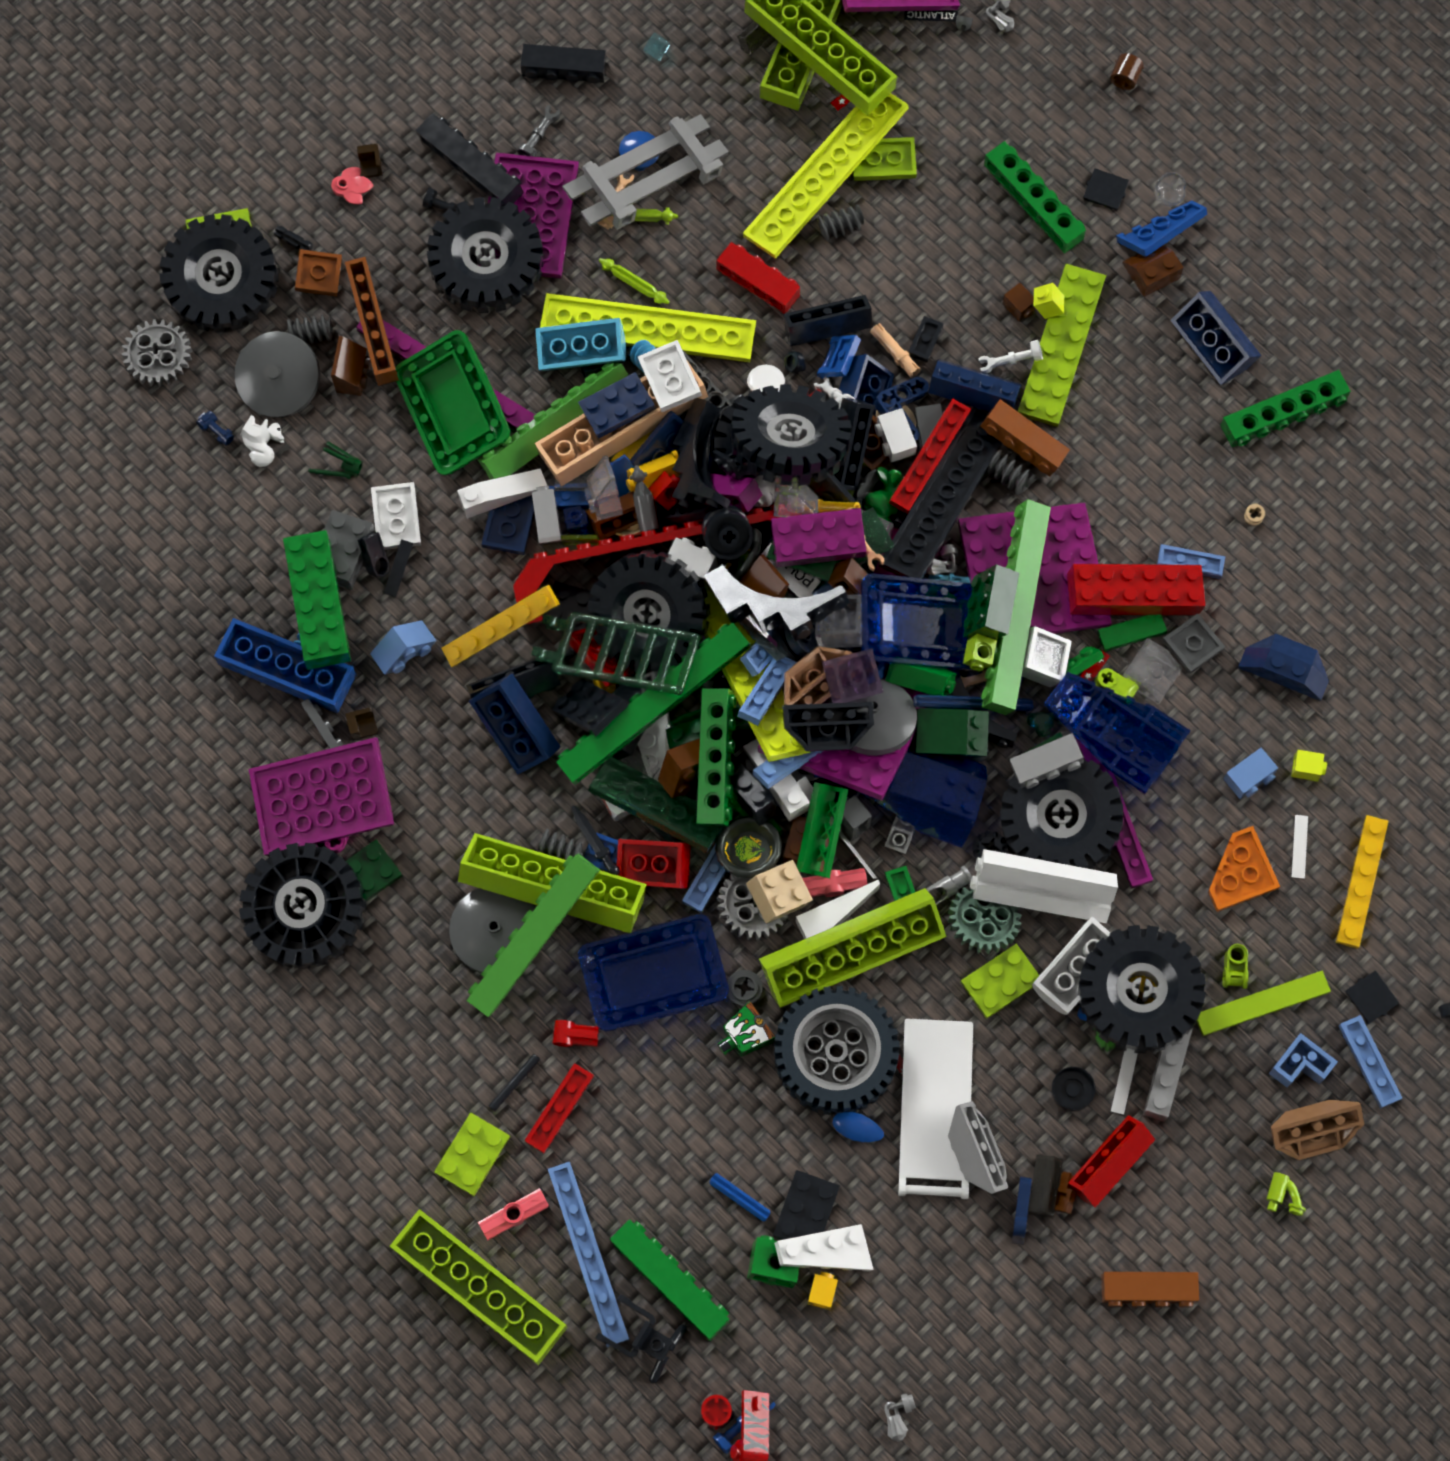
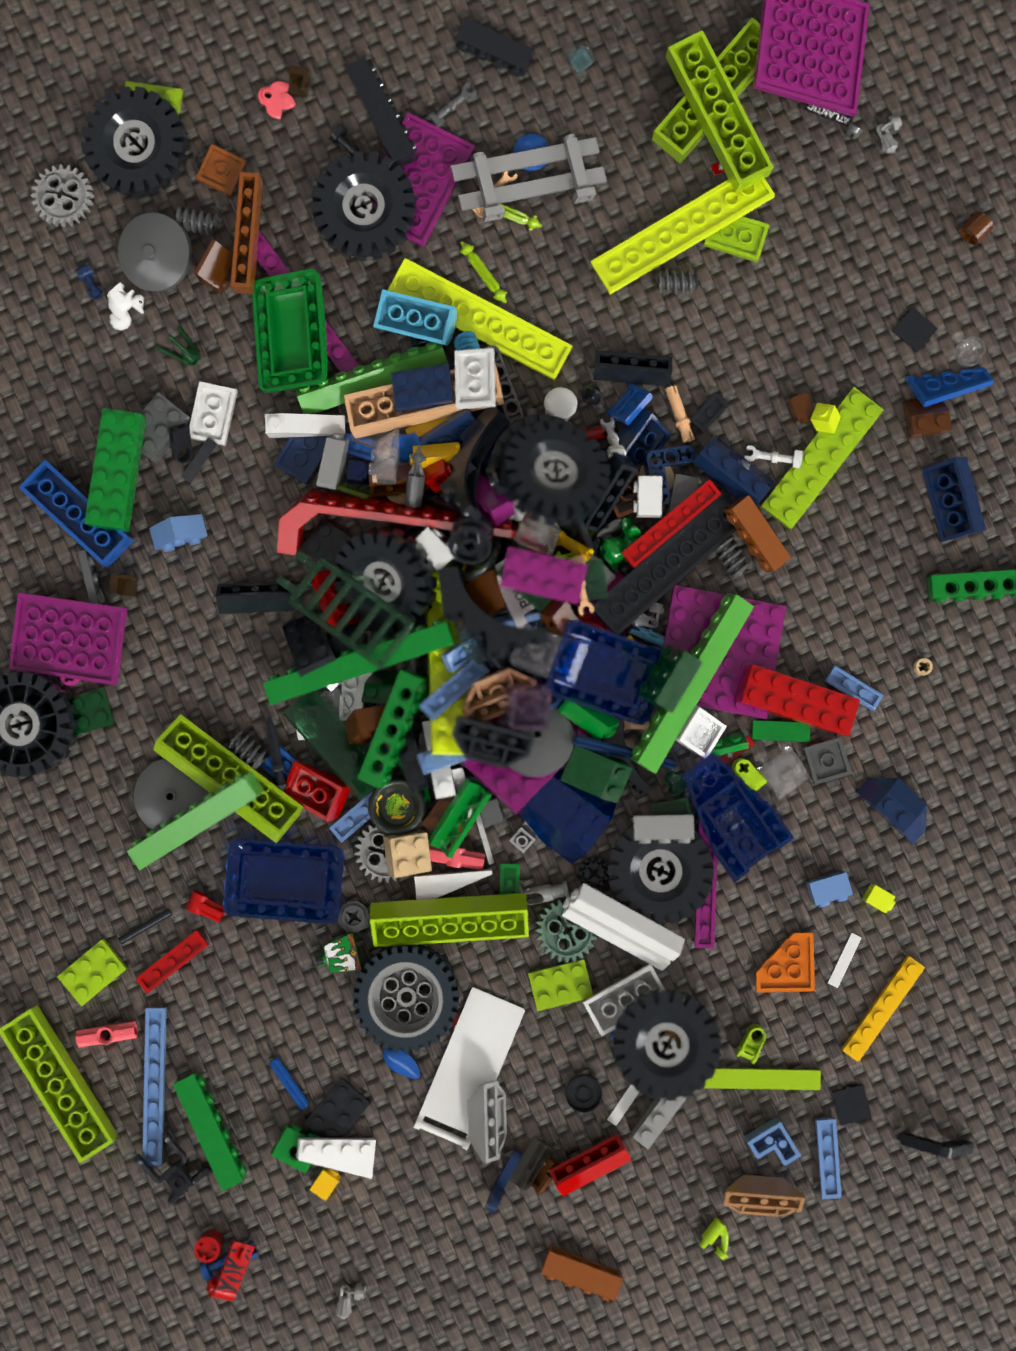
camera: 20 degrees right, 15 degrees up
(292, 238) = (210, 131): black axle -> none
(500, 626) = (260, 546): yellow plate -> none
(515, 724) = (244, 633): dark blue slope -> none
(758, 277) = (589, 307): red brick -> none
(985, 646) = (653, 713): lime brick -> none
(1065, 237) = (848, 326): green brick -> none

